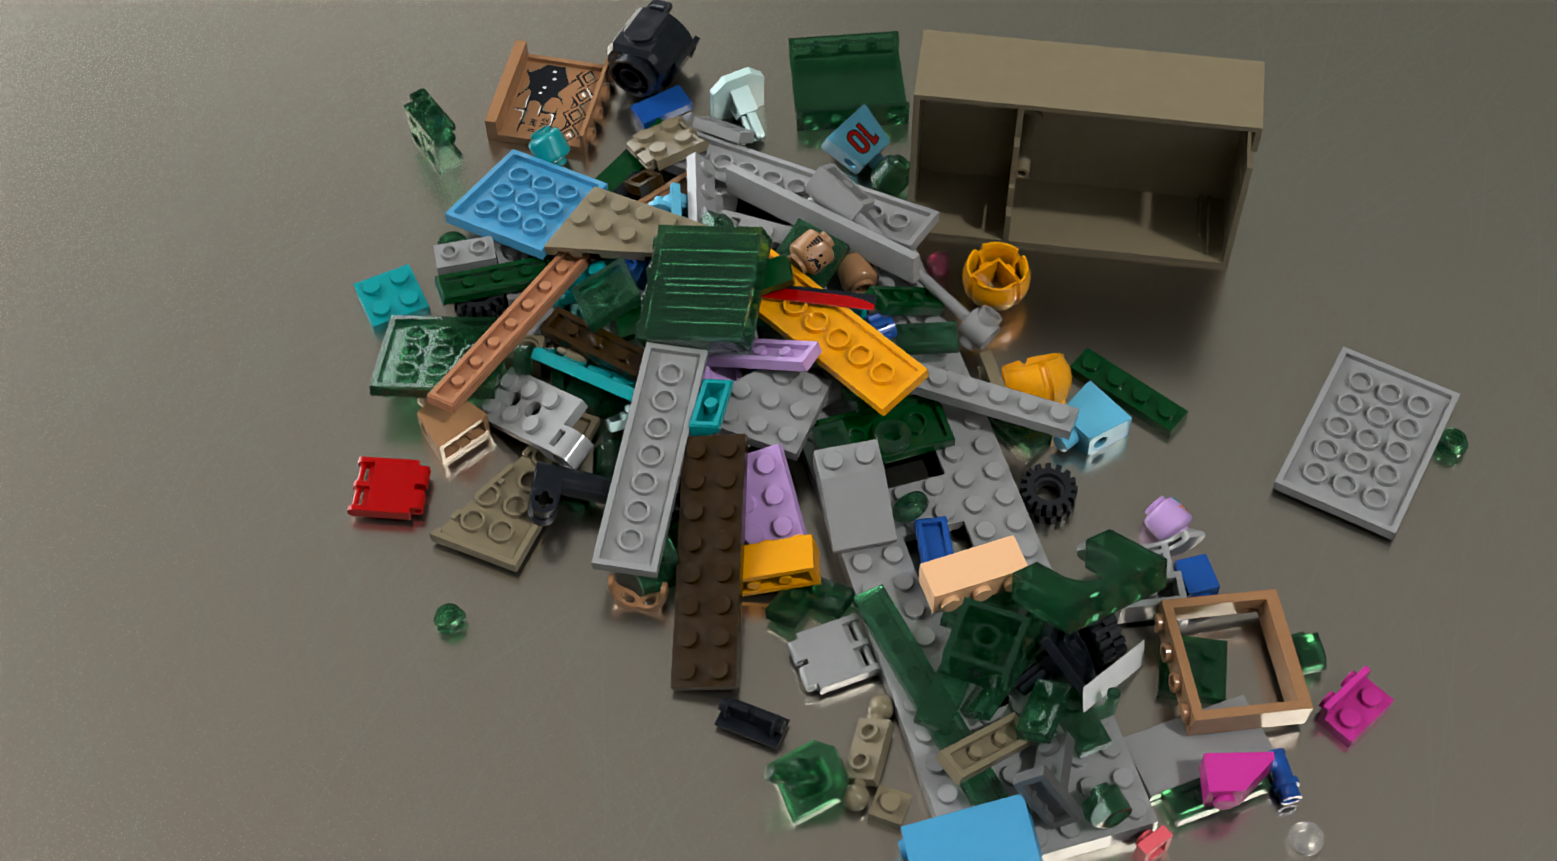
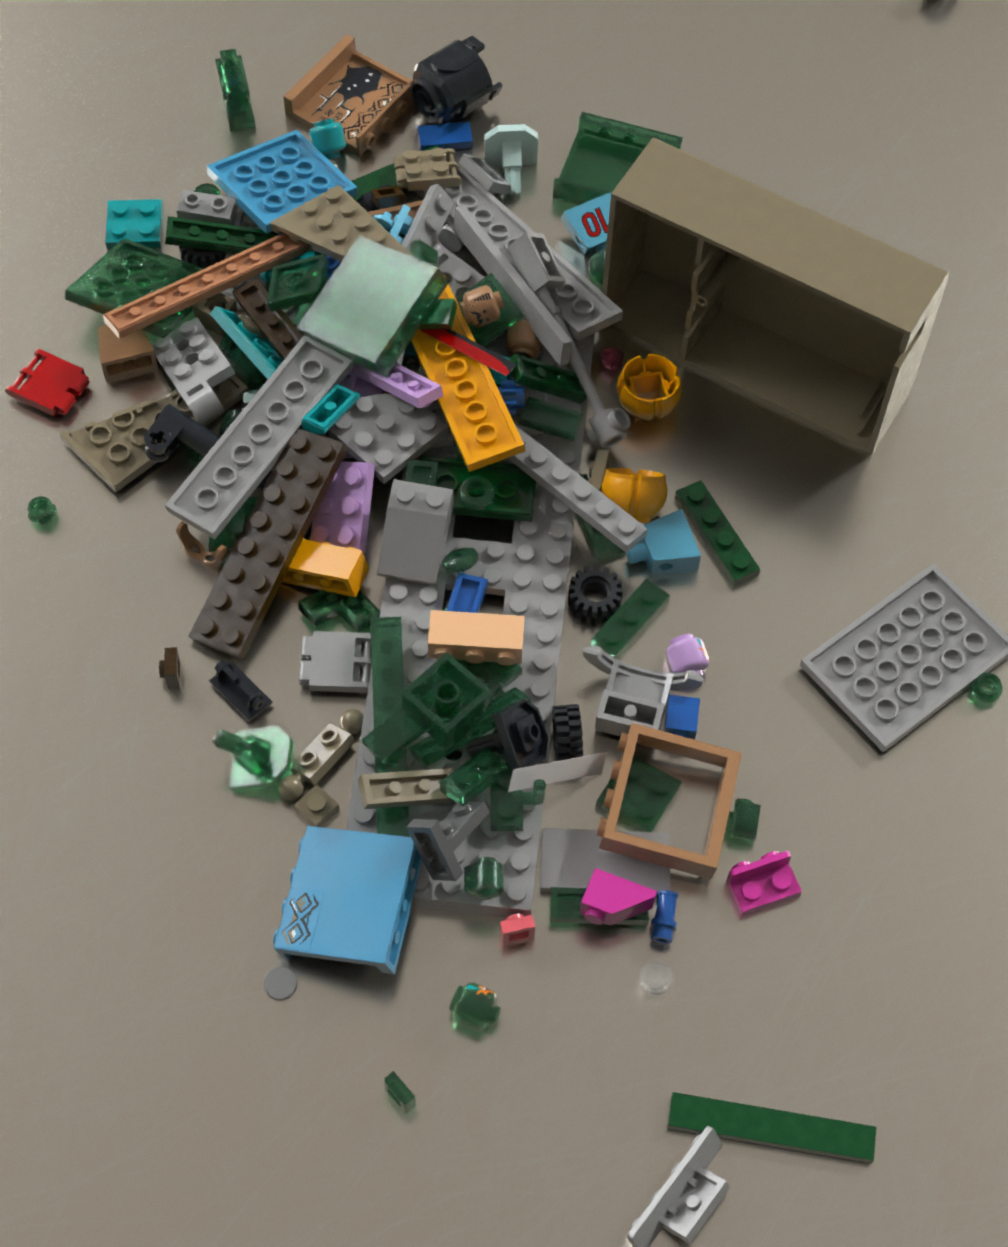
camera: 20 degrees right, 5 degrees up
(521, 360) = (201, 314): clear green tile -> none
(671, 726) = (171, 668): none -> dark brown plate
(1092, 502) = (631, 619): none -> clear green plate
(1128, 576) = (539, 694): clear green arch -> none

